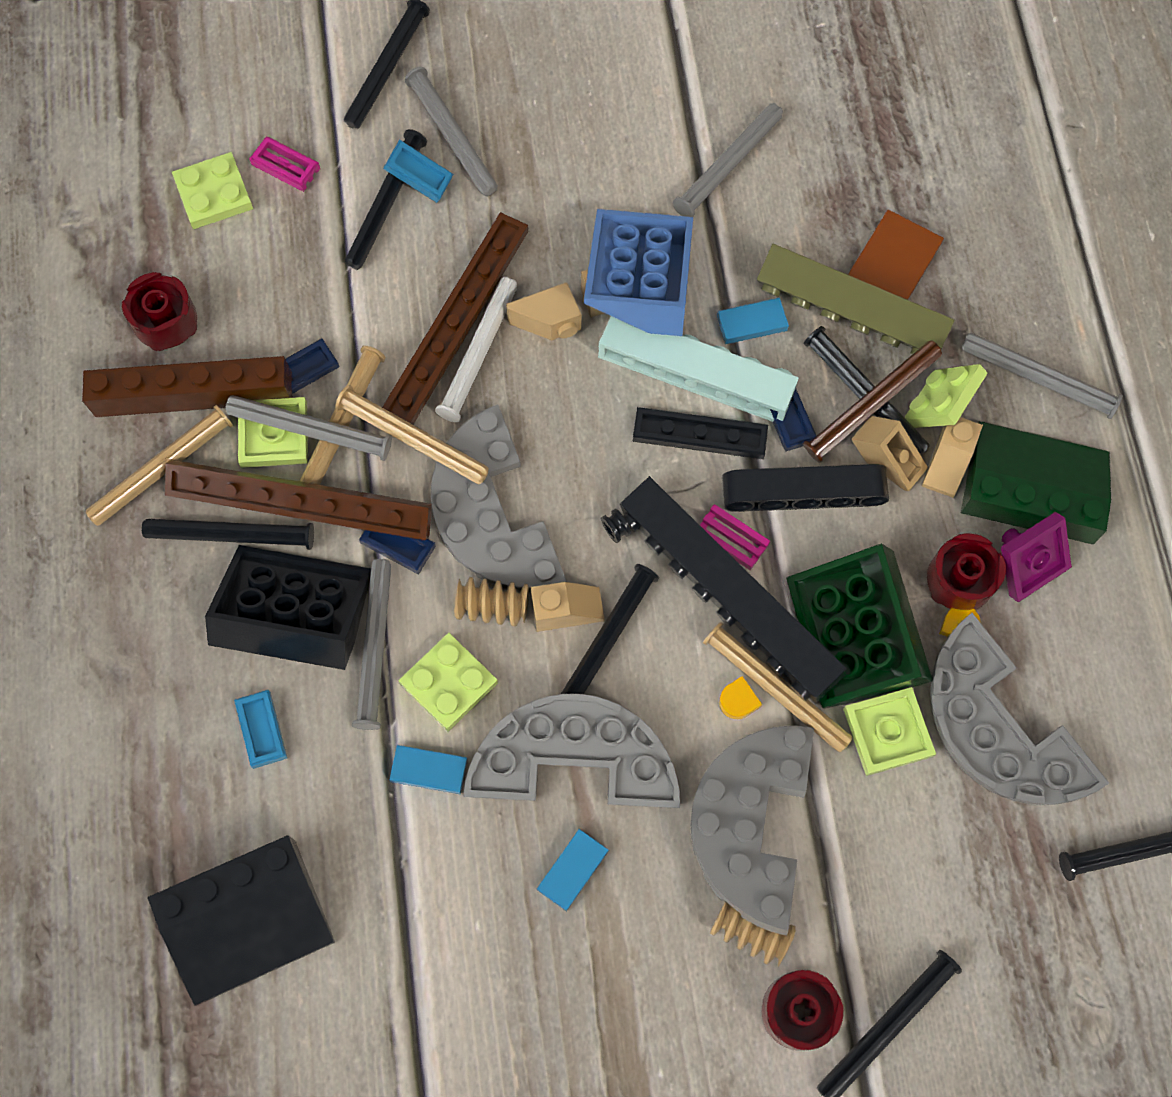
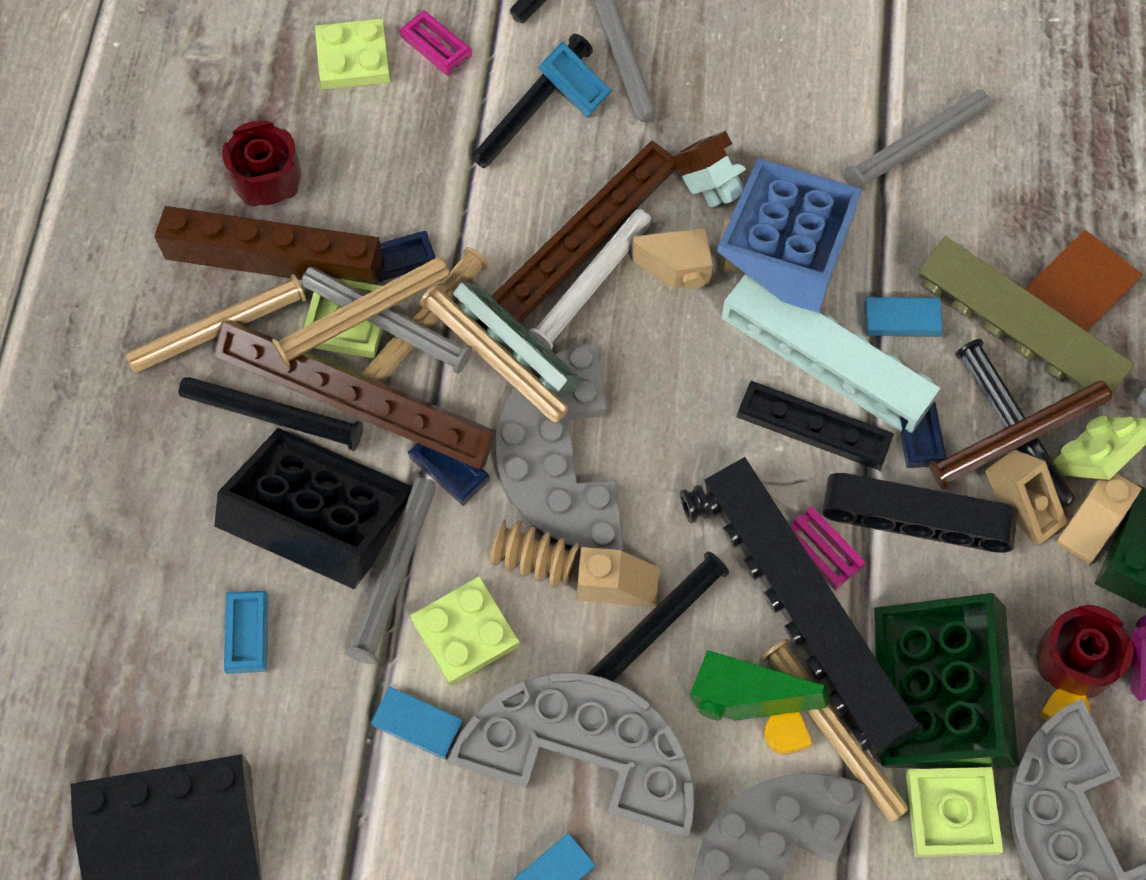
camera: 15 degrees right, 5 degrees down
(286, 425) = (360, 310): none -> tan axle
(437, 422) = (508, 330): none -> plate
(557, 229) = (709, 170): none -> hips
(697, 674) = (749, 691): none -> green slope

